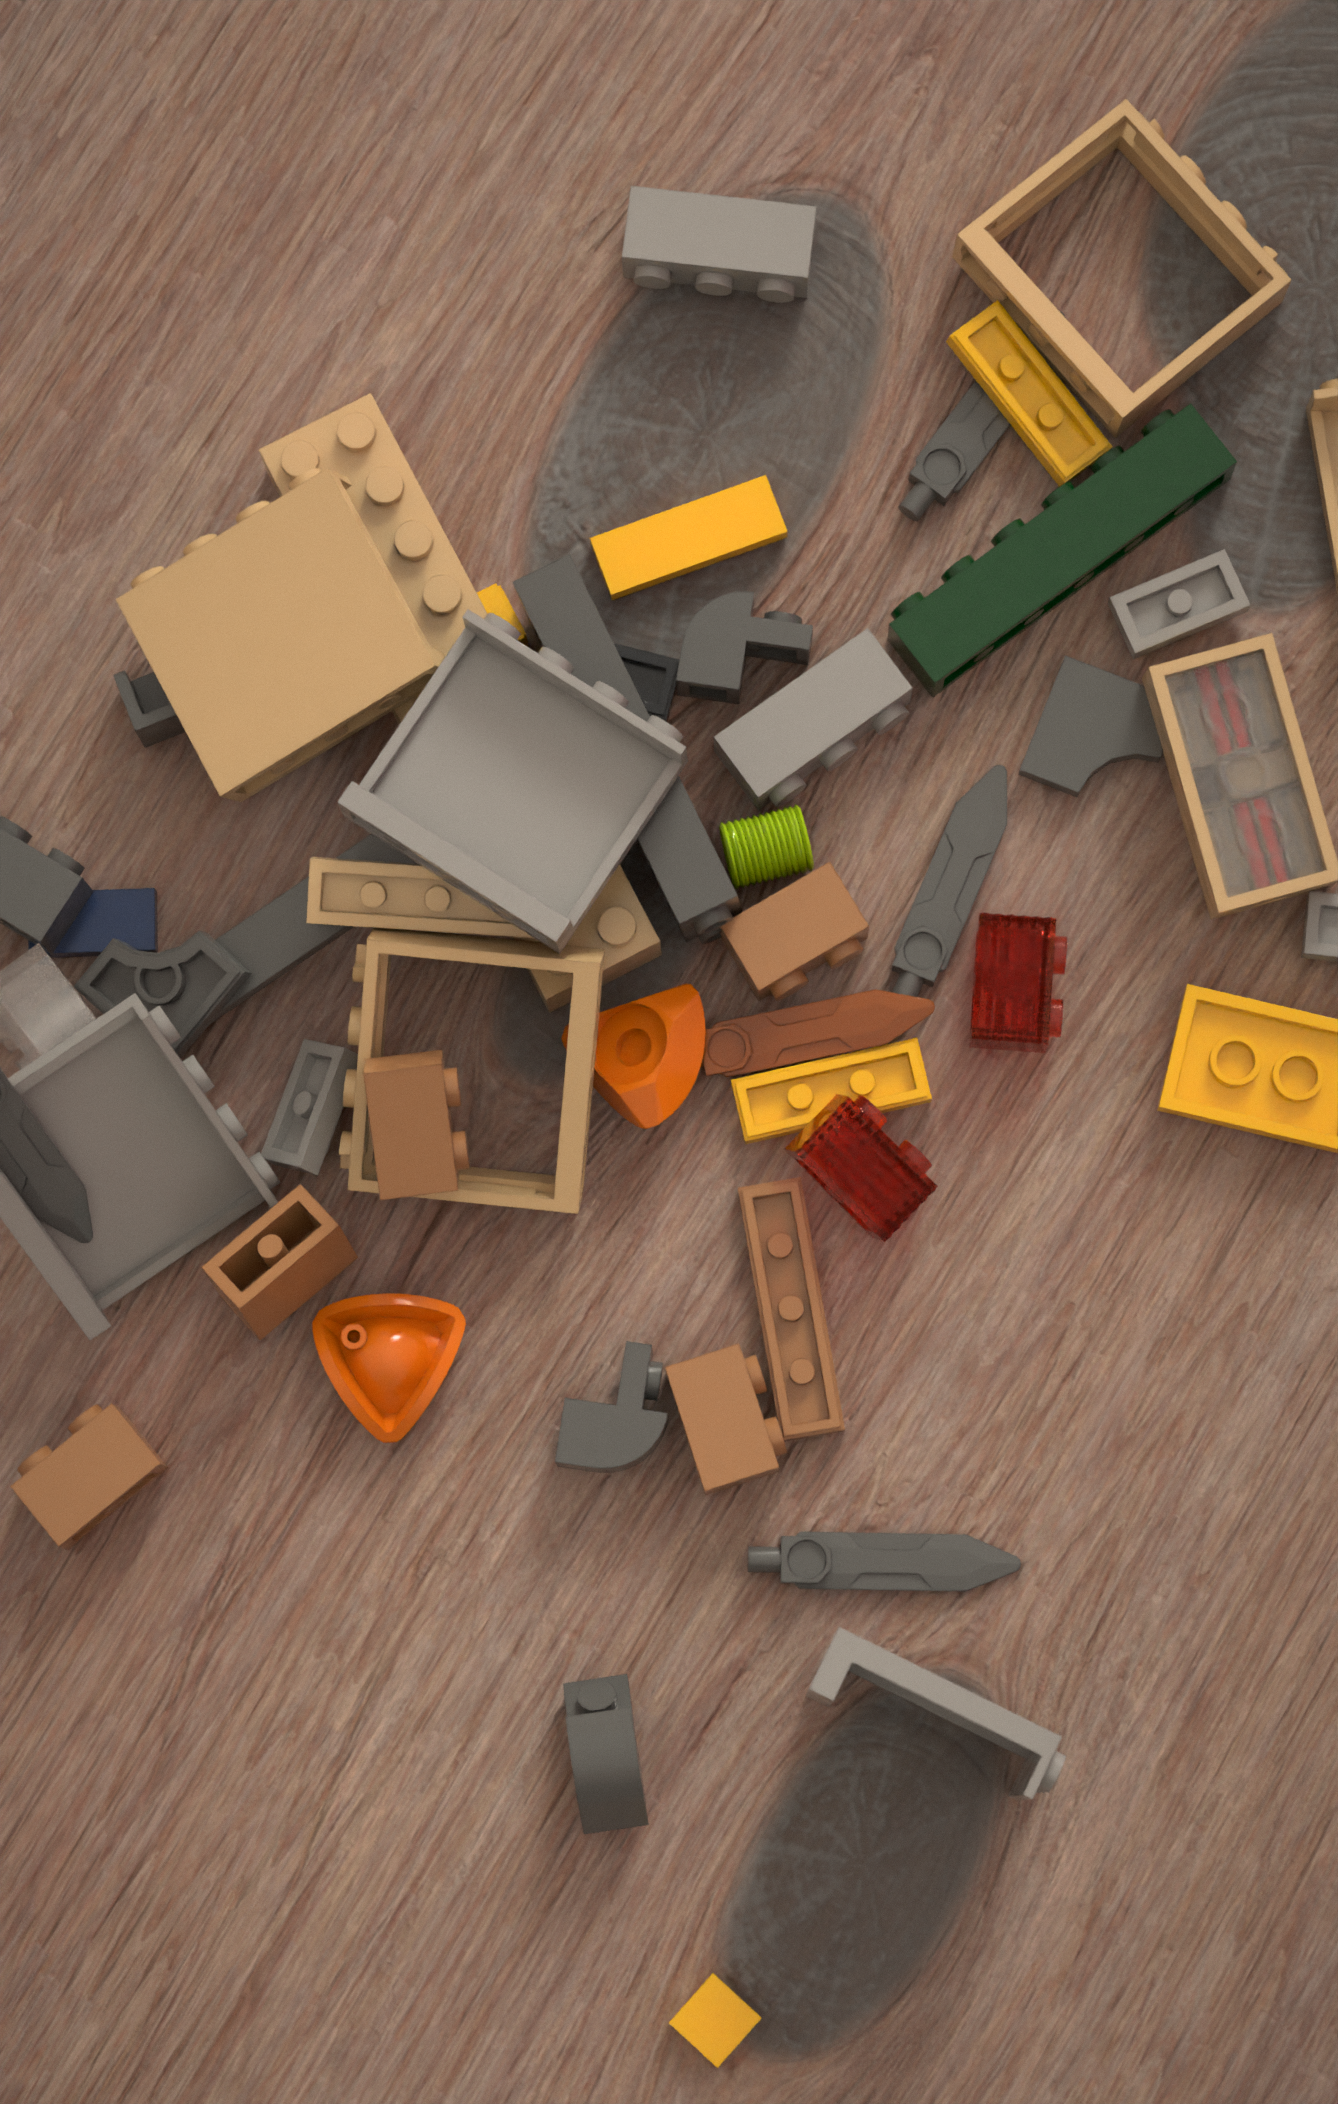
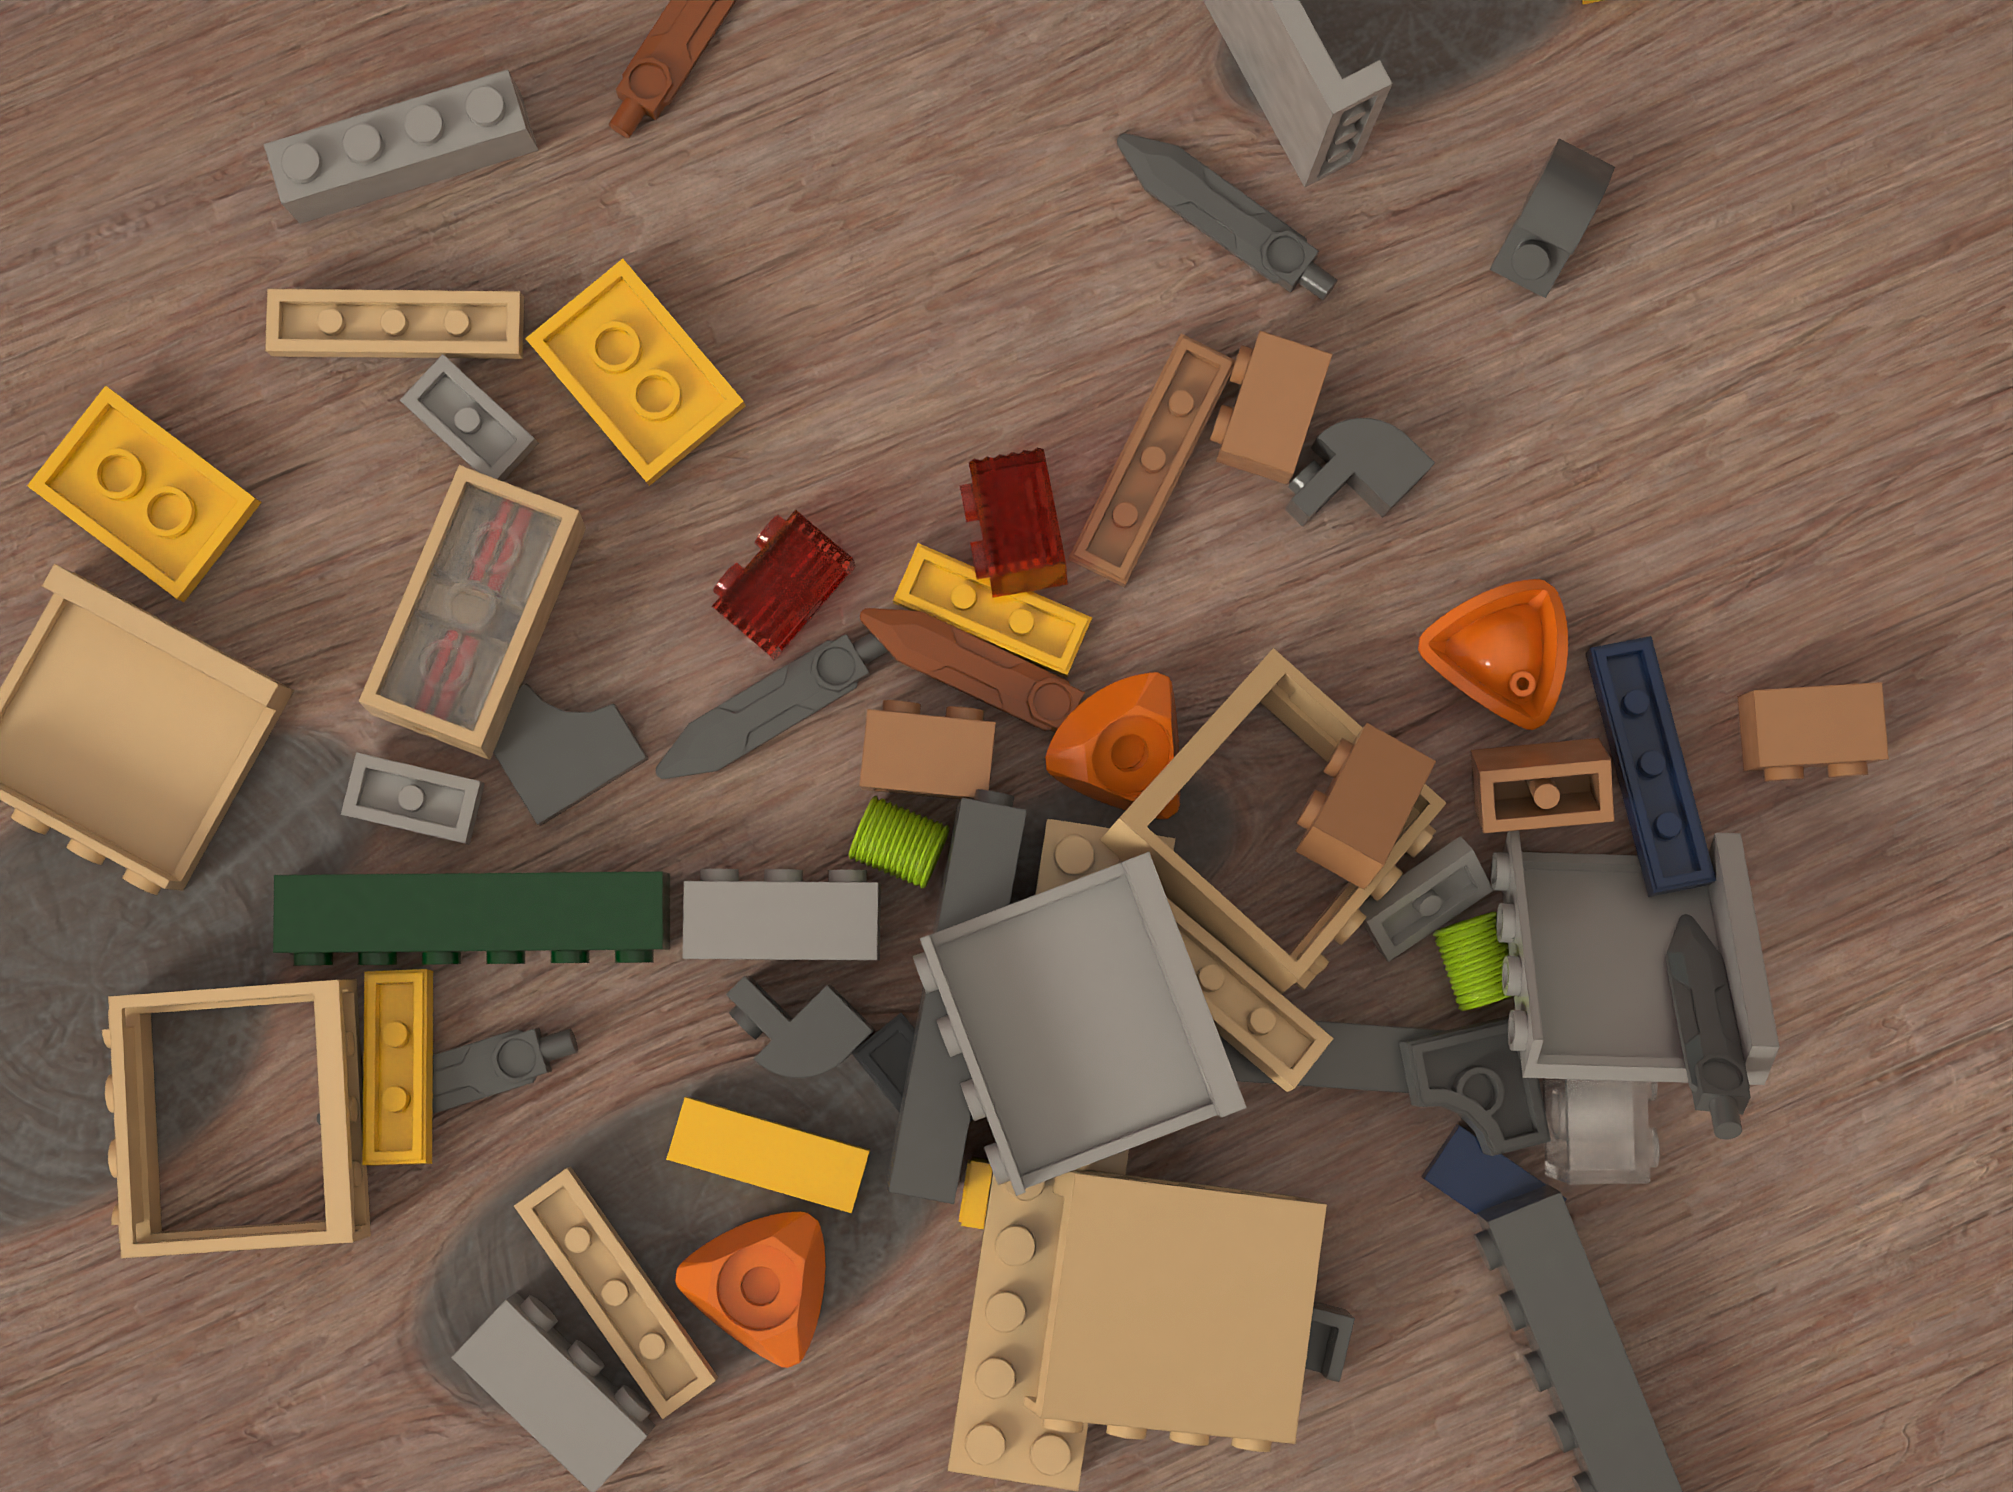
camera: 150 degrees left, 5 degrees up
(201, 1348) = (1650, 766): none -> dark blue tile
(240, 1084) = (1473, 960): none -> lime piece
(620, 437) = (762, 1284): none -> orange hat
(728, 349) = (616, 1292): none -> tan plate

